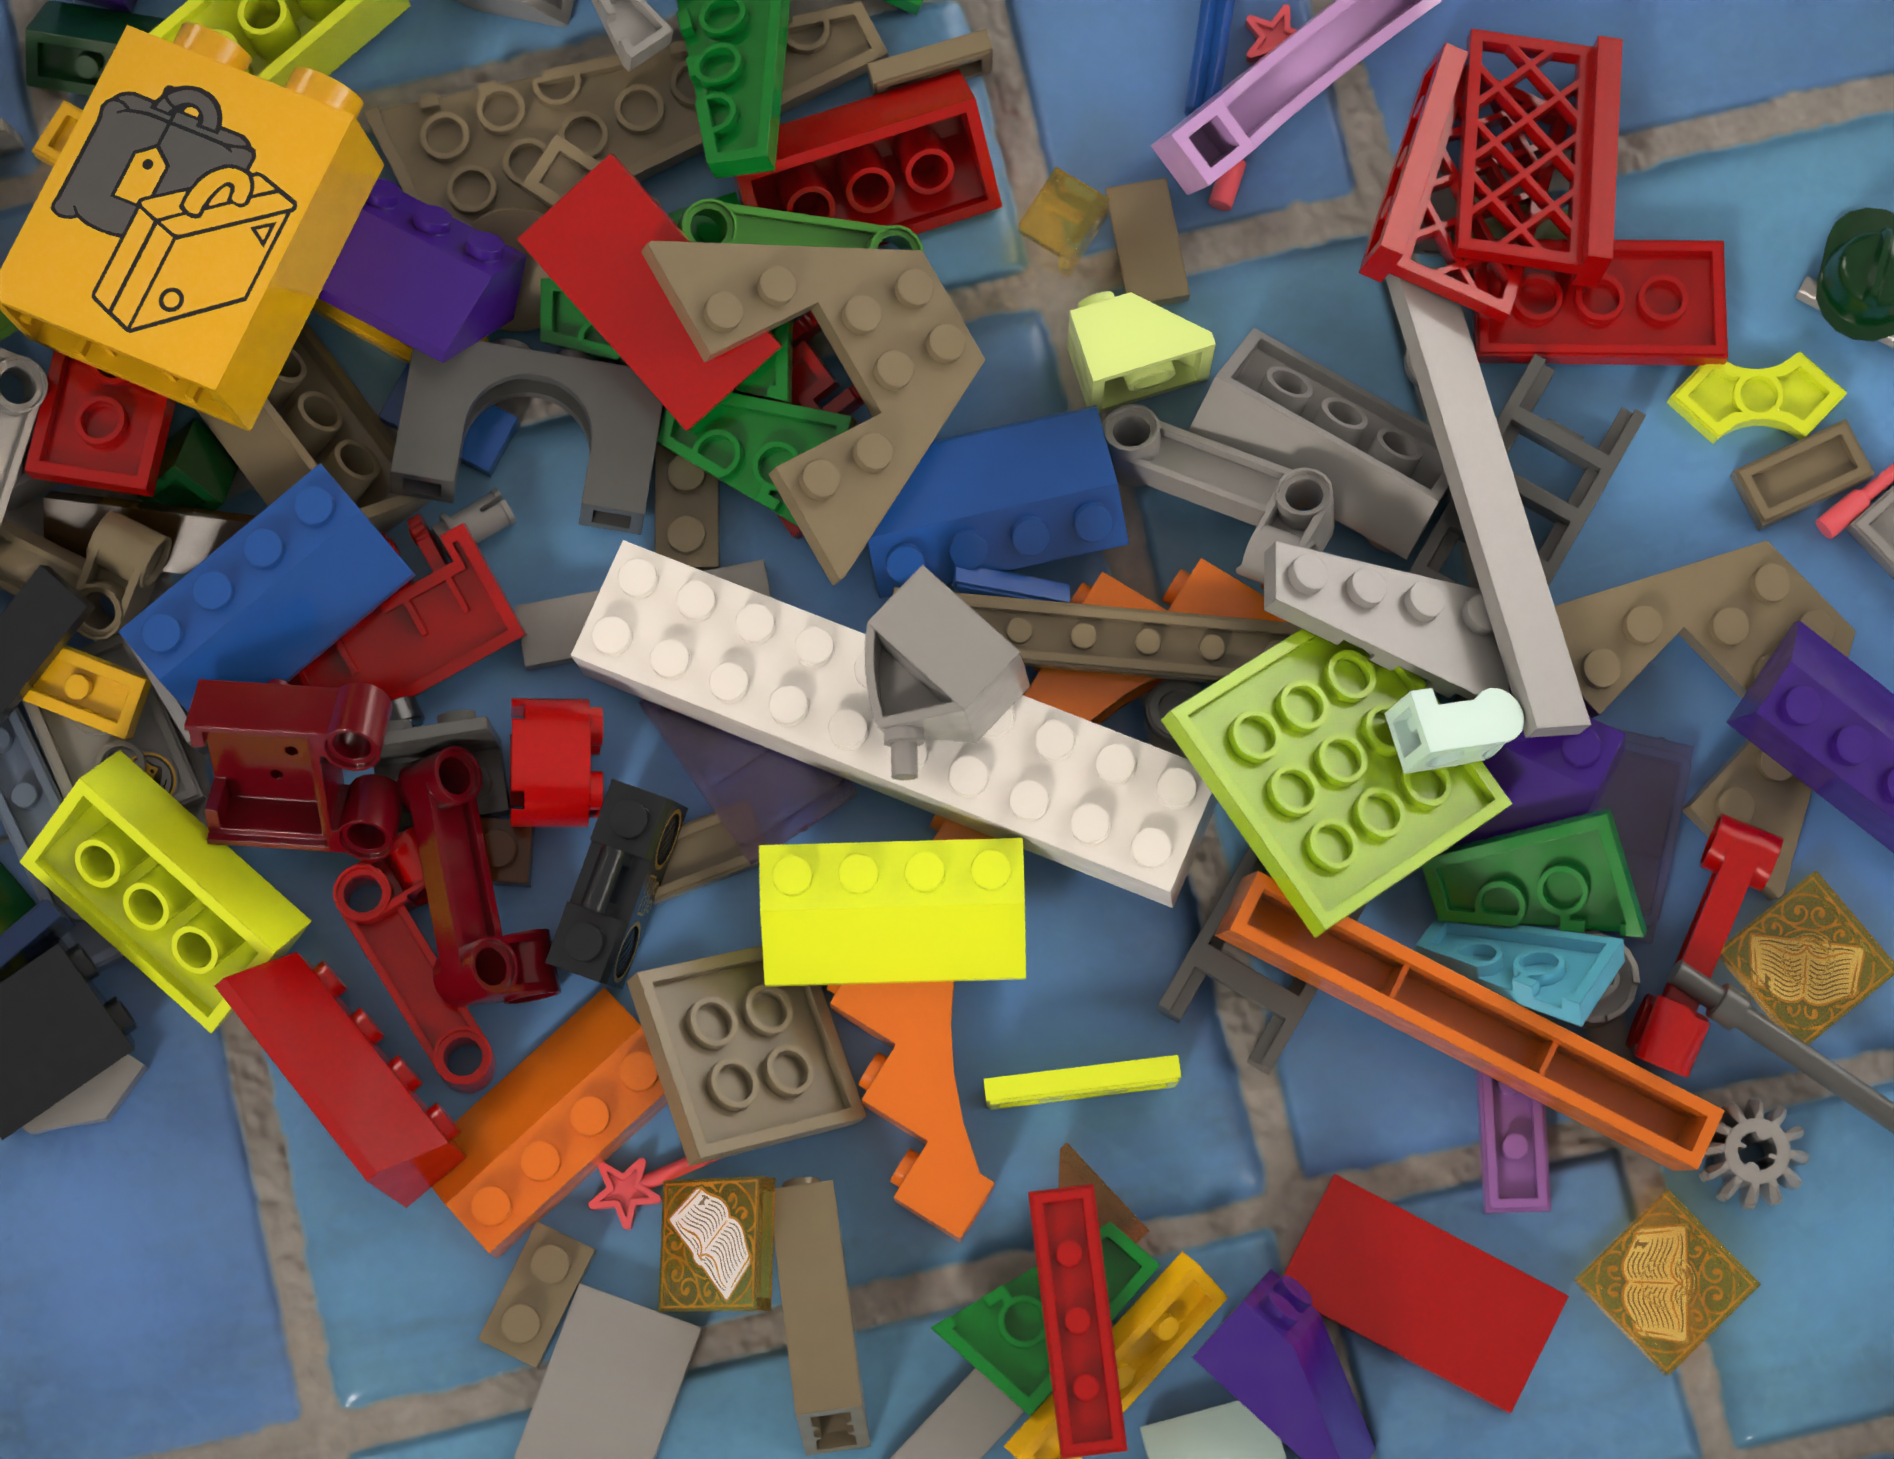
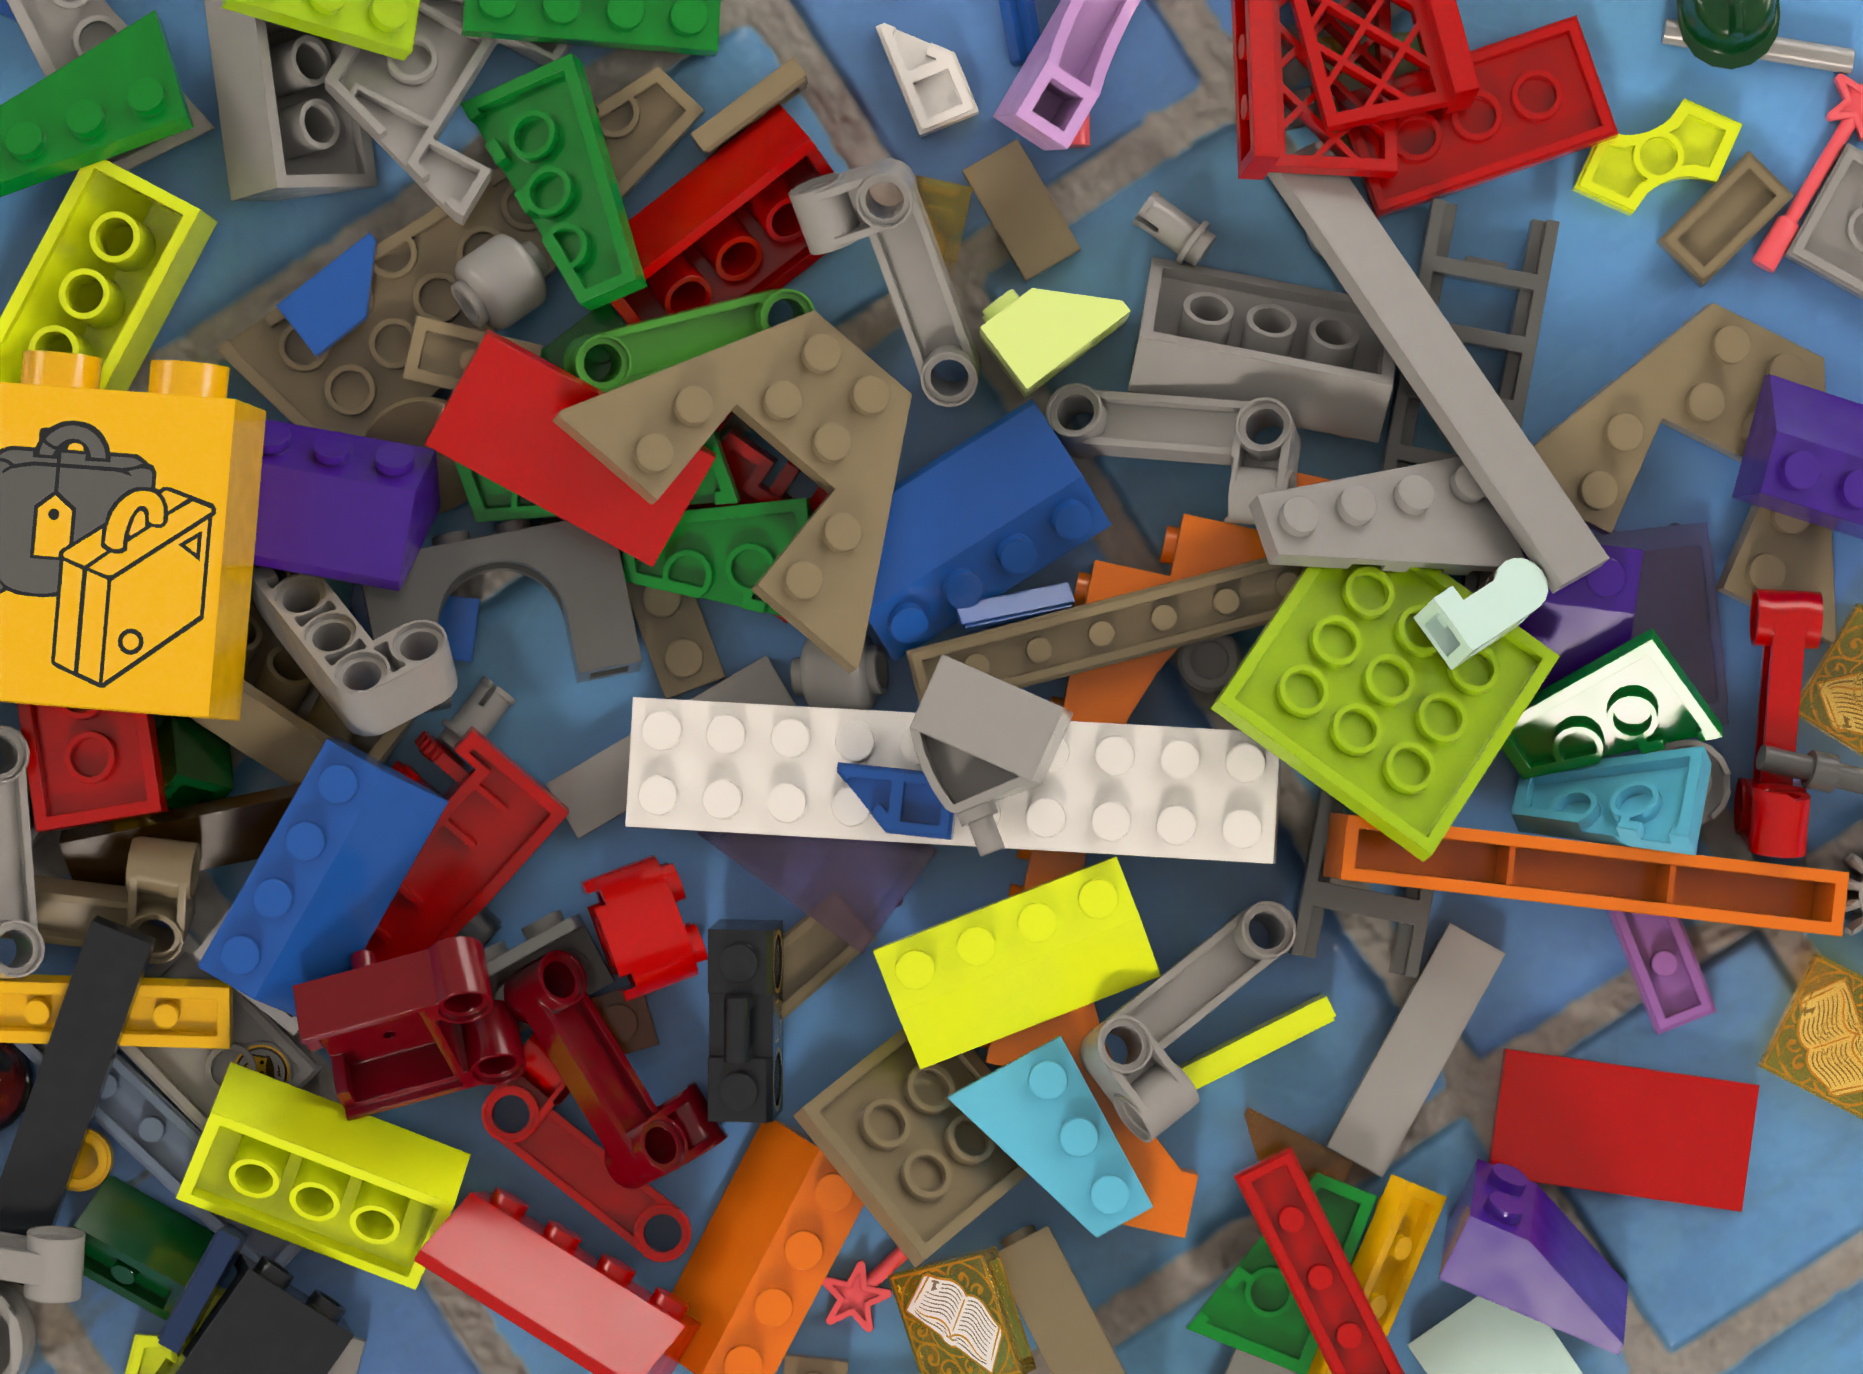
camera: 20 degrees left, 10 degrees up
(375, 425) = (362, 679): none -> light grey beam
(488, 100) = (334, 298): none -> blue tile
(645, 131) = (500, 282): none -> light grey head
(836, 711) = (899, 800): none -> blue tile
(846, 603) = (830, 686): none -> light grey head
(874, 1092) = (1057, 1133): none -> medium azure wing
(977, 1075) = (1150, 1087): none -> light grey piece
(1025, 242) = (840, 210): none -> light grey piece
(1103, 102) = (928, 80): none -> white tile
(1246, 1144) = (1415, 1049): none -> light grey tile
(1283, 307) = (1175, 229): none -> light grey pin

